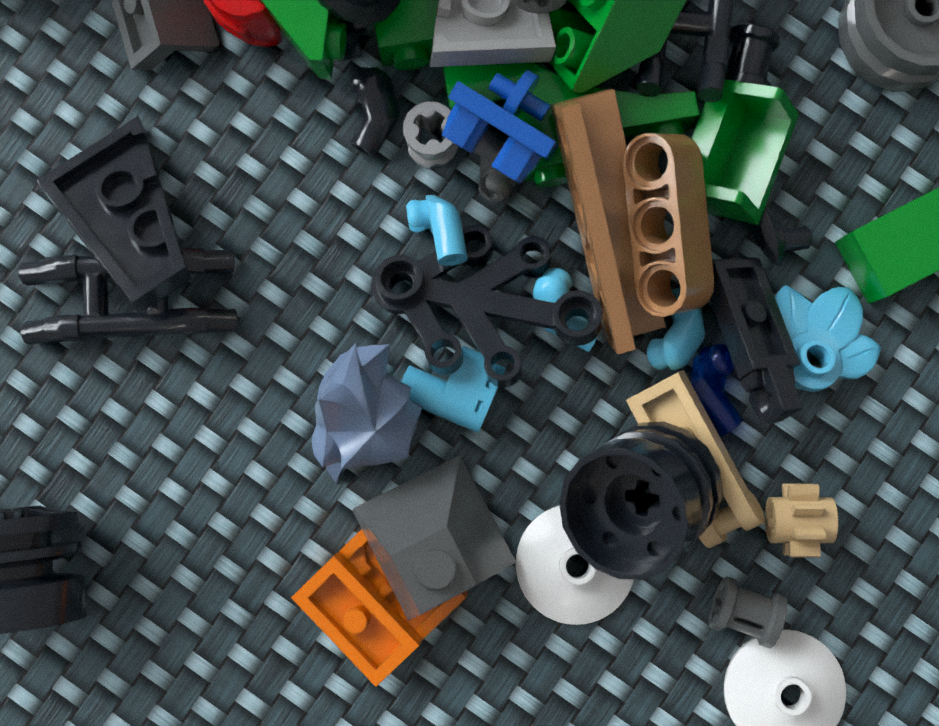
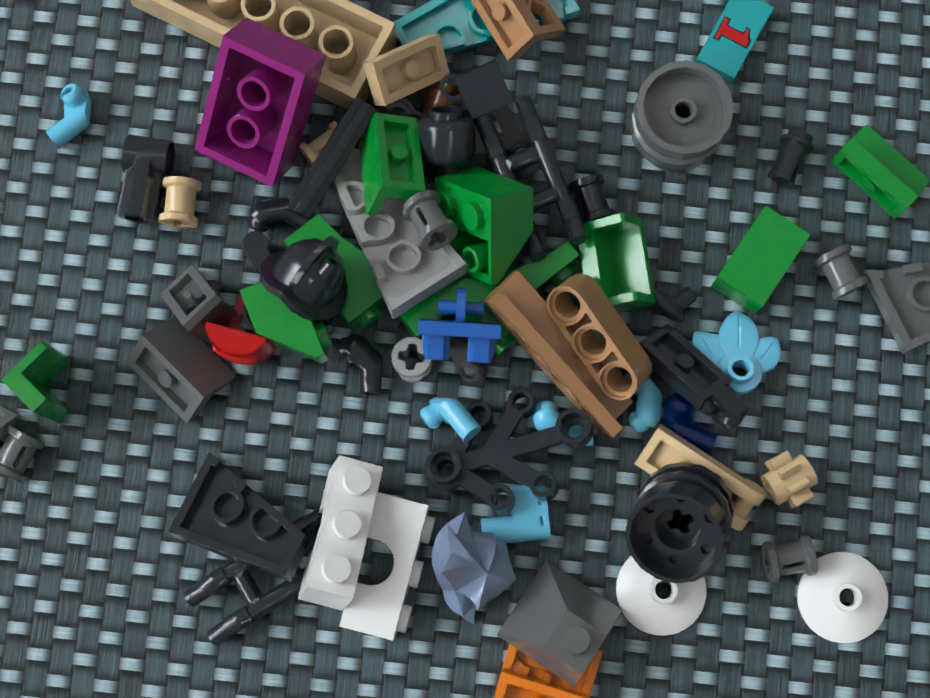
camera: 30 degrees left, 5 degrees down
(231, 289) = (342, 534): none -> white arch
(236, 404) = (382, 607): none -> white arch

